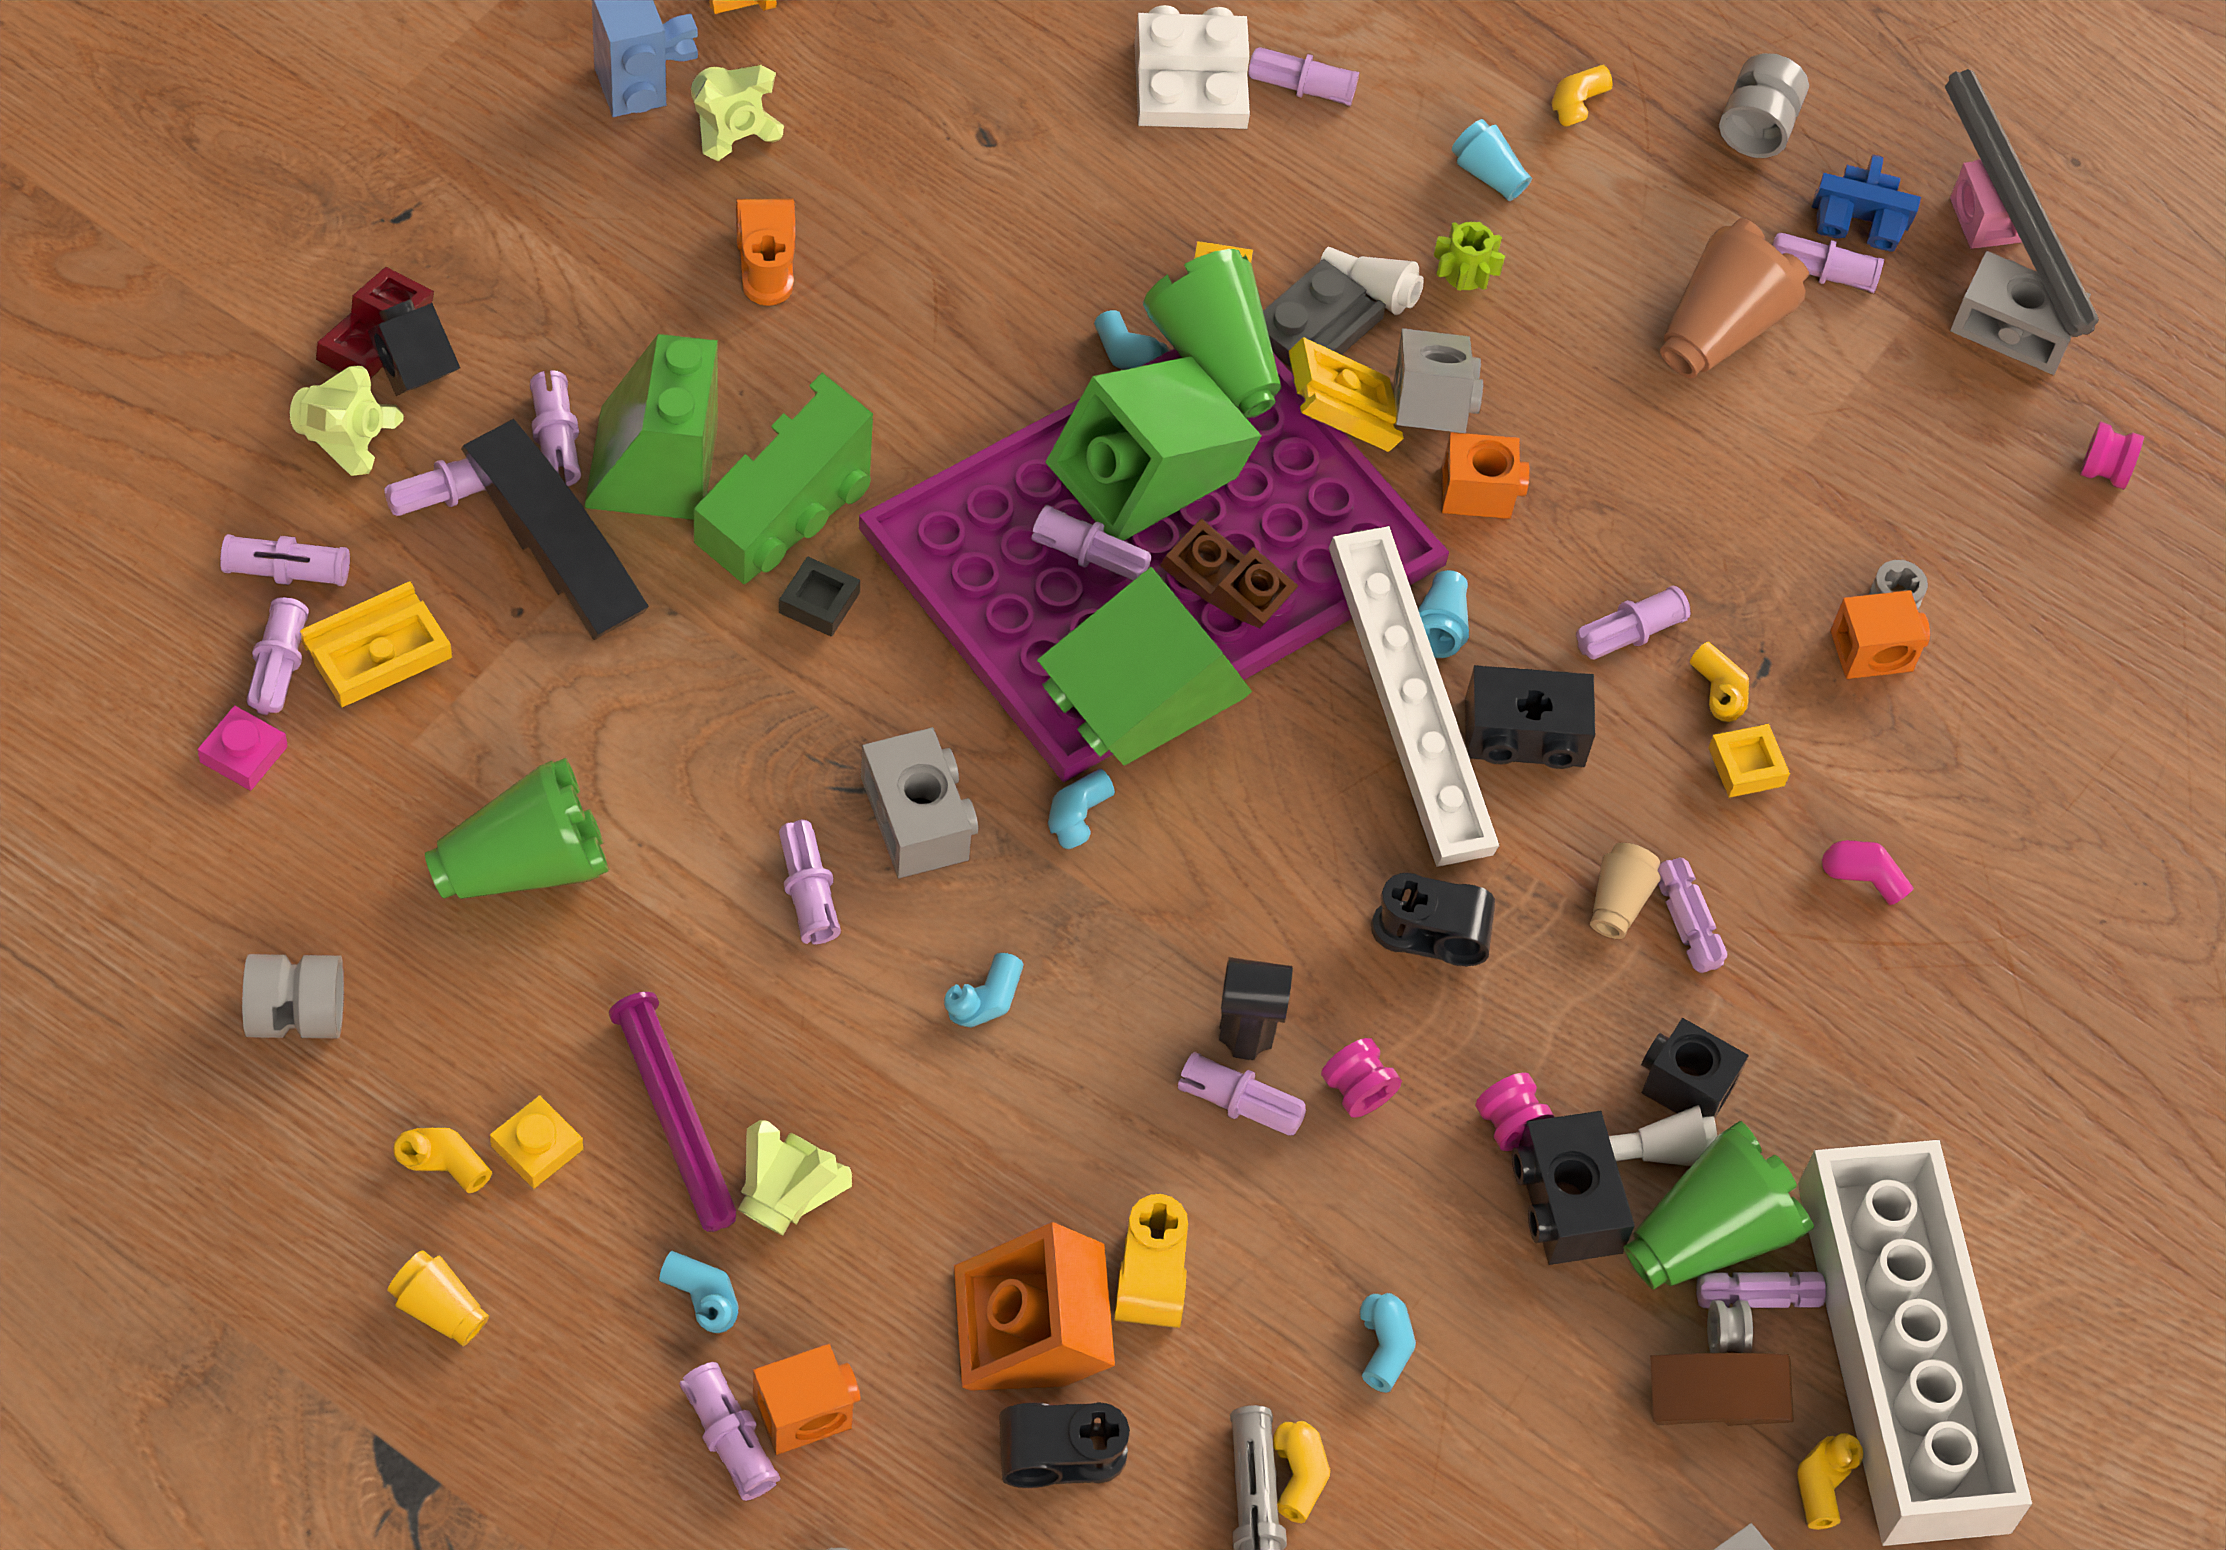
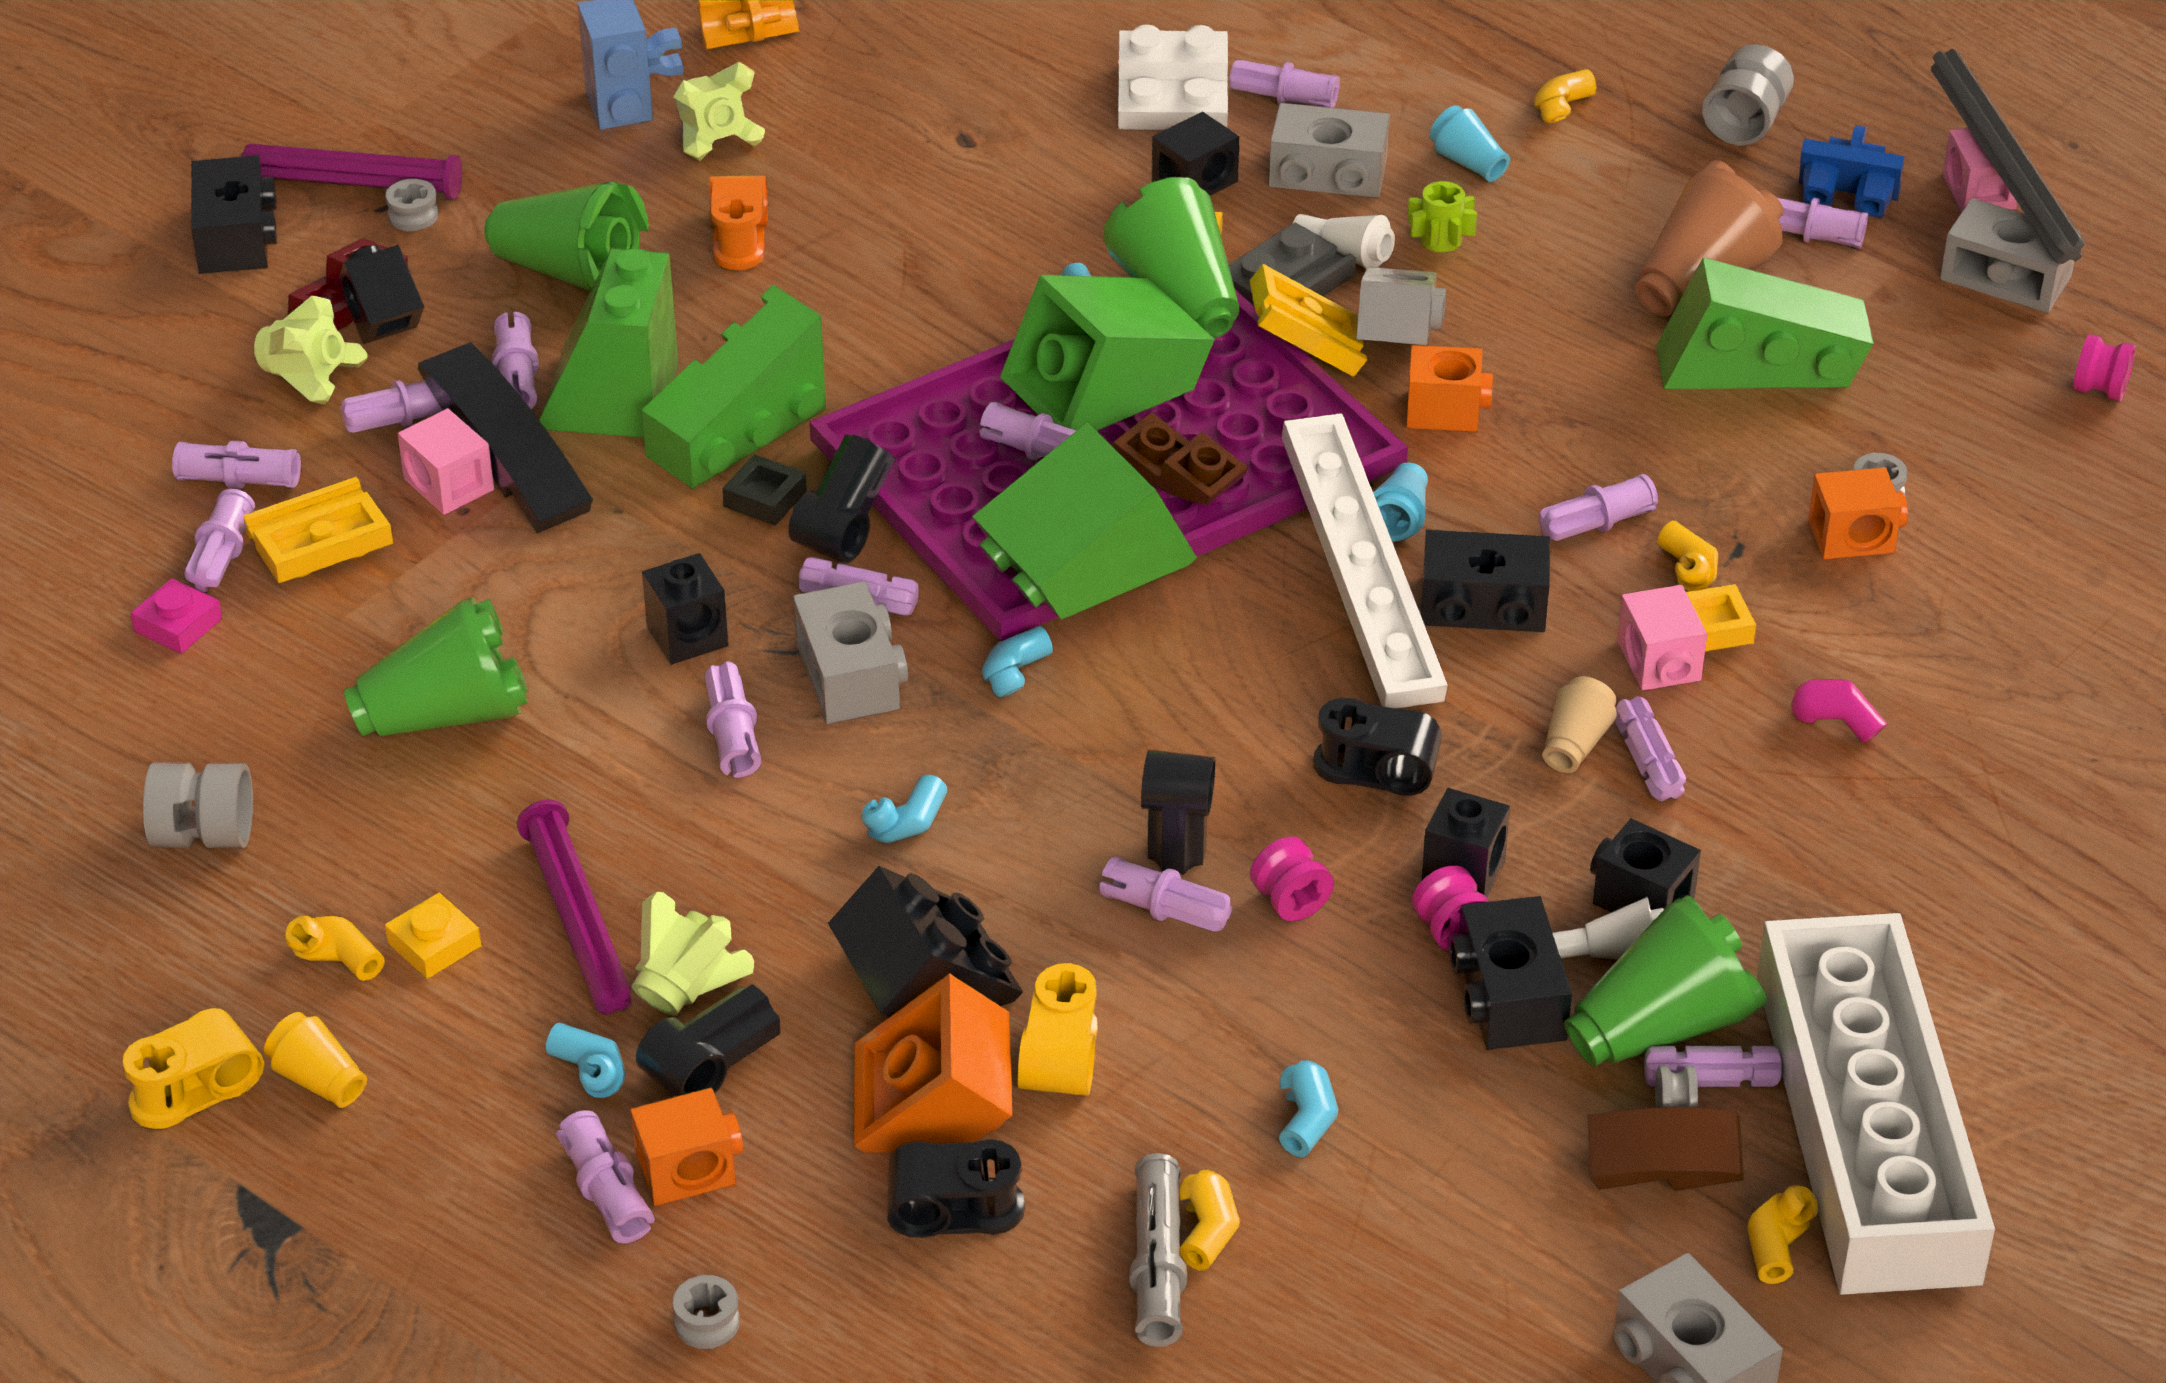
camera: 10 degrees right, 15 degrees down
(246, 235) = (232, 214): none -> black brick
(317, 1309) = (193, 1064): none -> yellow piece
(365, 172) = (356, 167): none -> magenta axle
(417, 214) = (411, 204): none -> light grey bush
(497, 560) = (445, 461): none -> bright pink brick
(602, 276) = (568, 230): none -> bright green cone
(754, 750) = (685, 608): none -> black brick
(805, 1288) = (701, 1050): none -> black piece
(893, 632) = (836, 515): none -> black piece
(919, 713) = (898, 595): none -> lavender axle
(1015, 1166) = (912, 936): none -> black slope
(1221, 177) = (1198, 151): none -> black brick
(1354, 168) = (1329, 150): none -> light grey brick
(1524, 1037) = (1467, 834): none -> black brick
(1700, 787) = (1661, 637): none -> bright pink brick
(1785, 414) = (1761, 333): none -> bright green wedge

